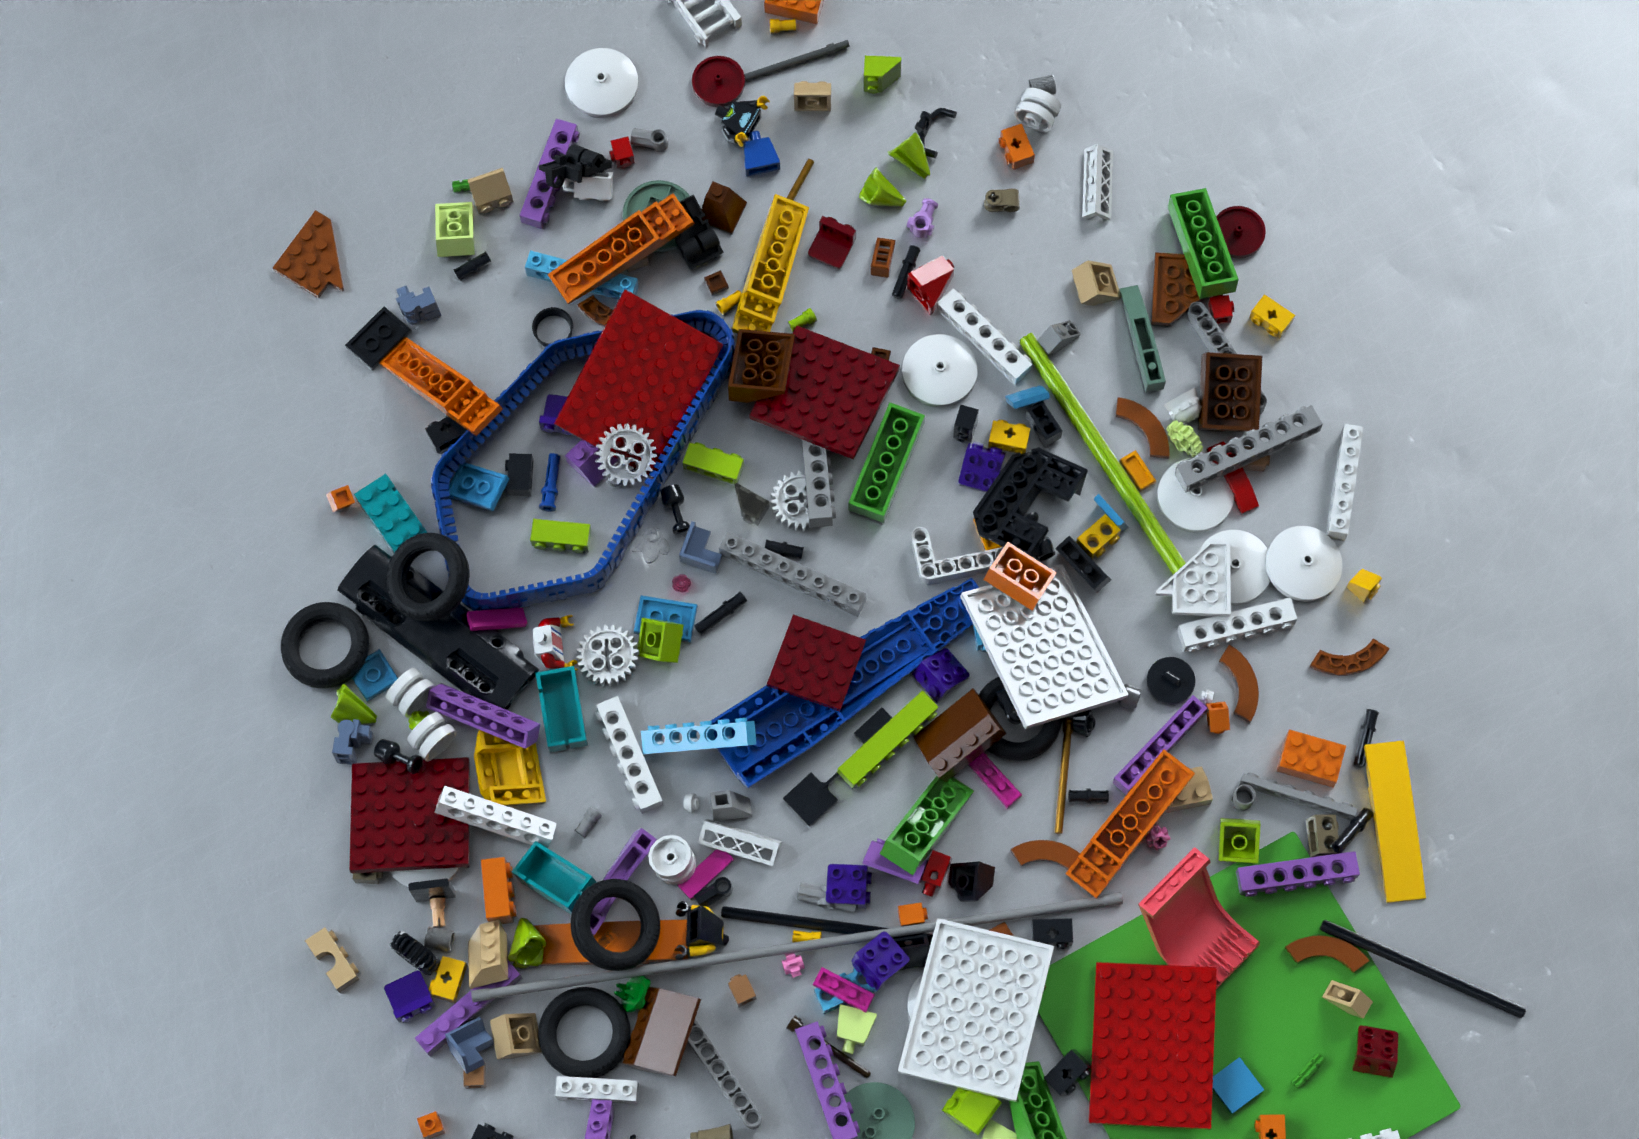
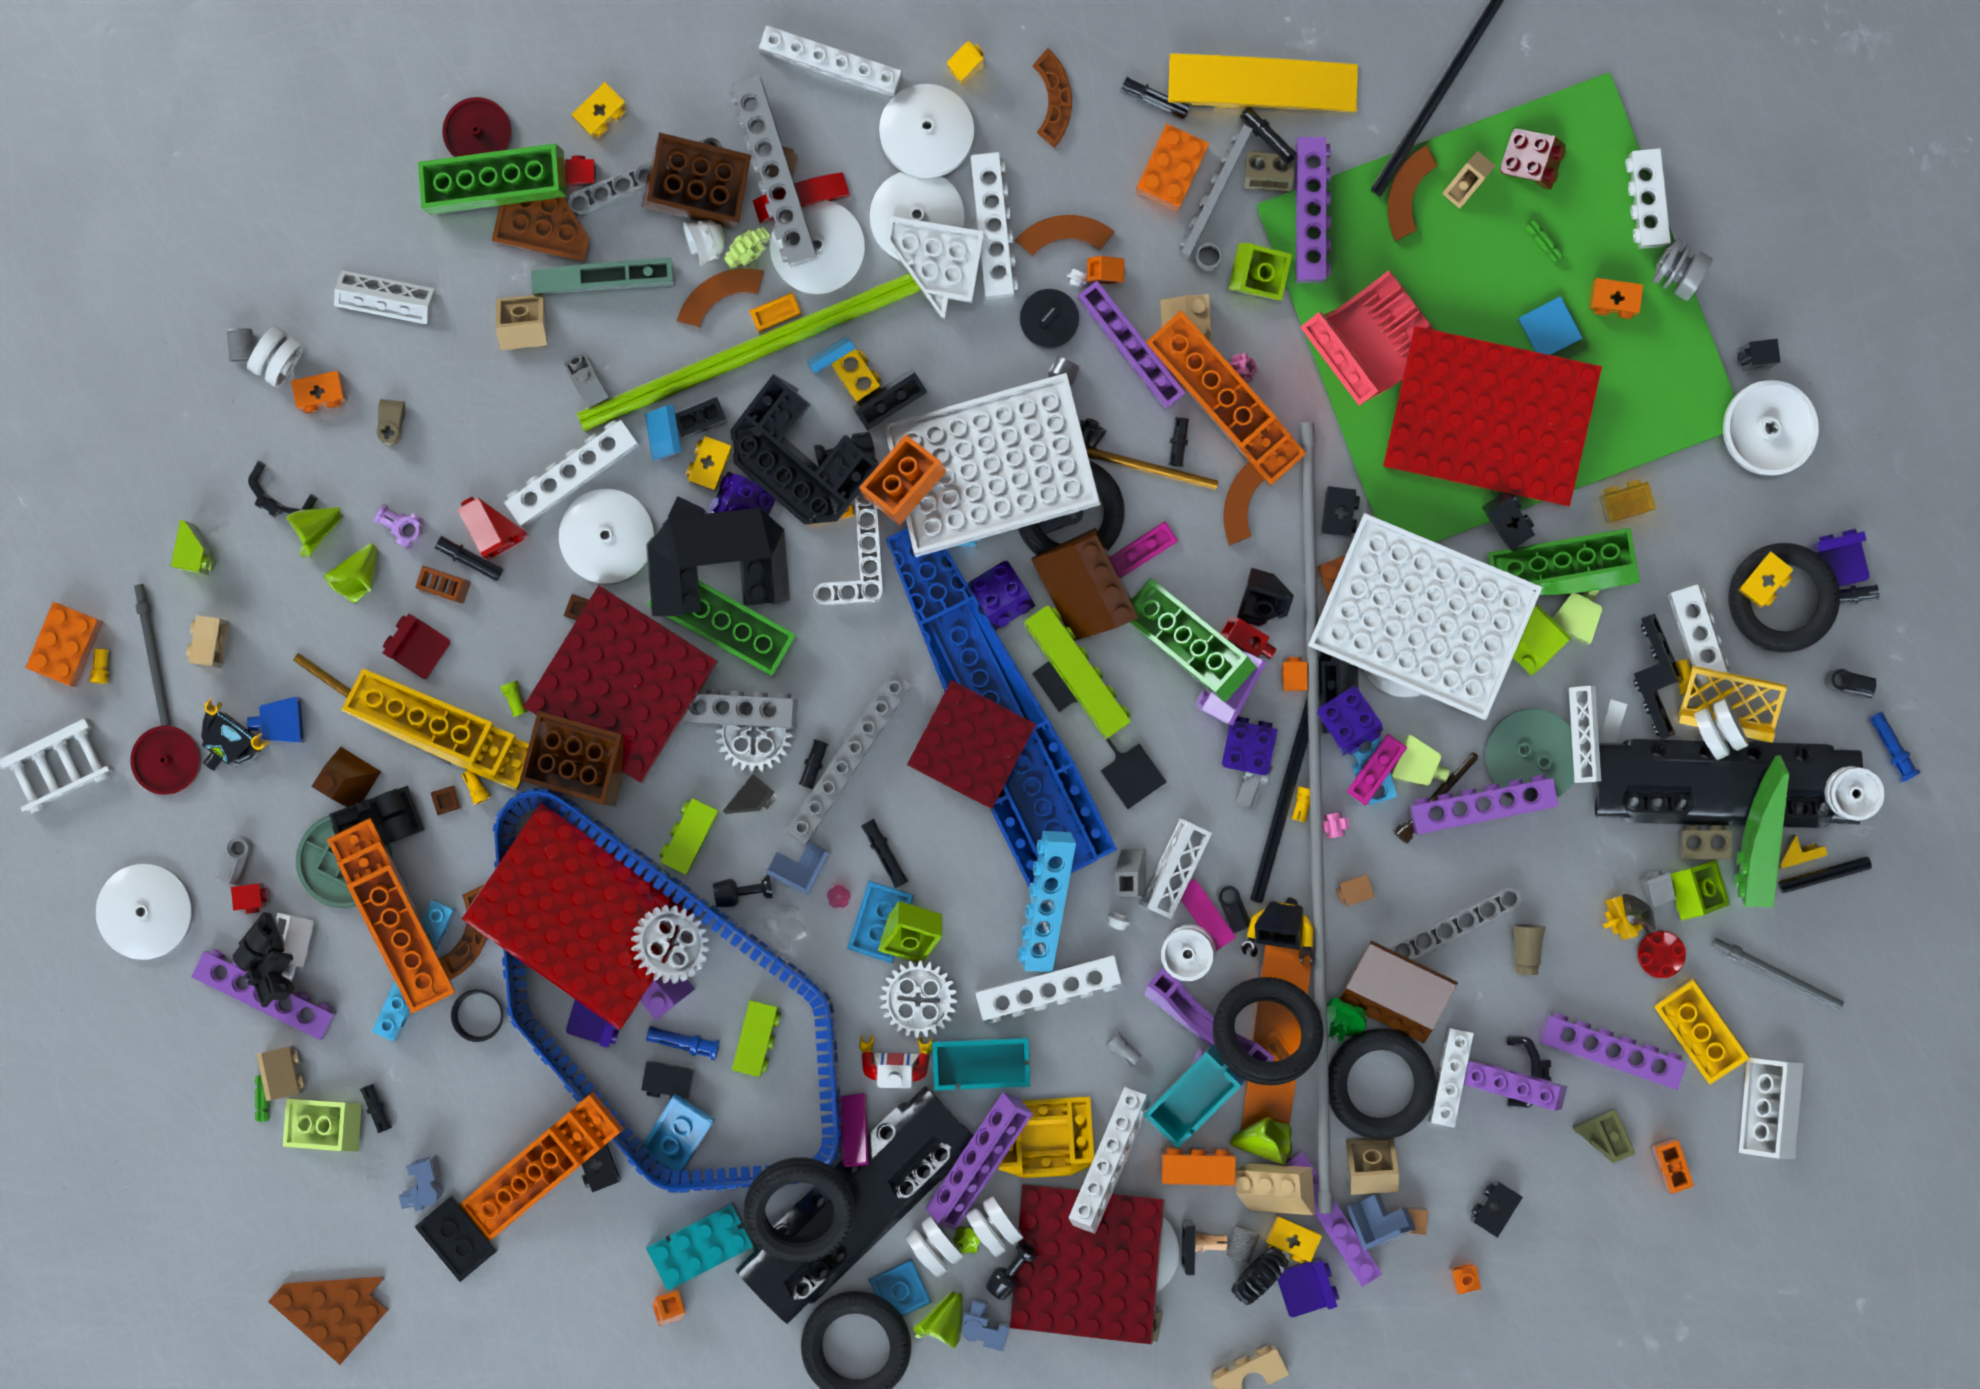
camera: 85 degrees left, 15 degrees up
(949, 442) = (716, 539): none -> black slope

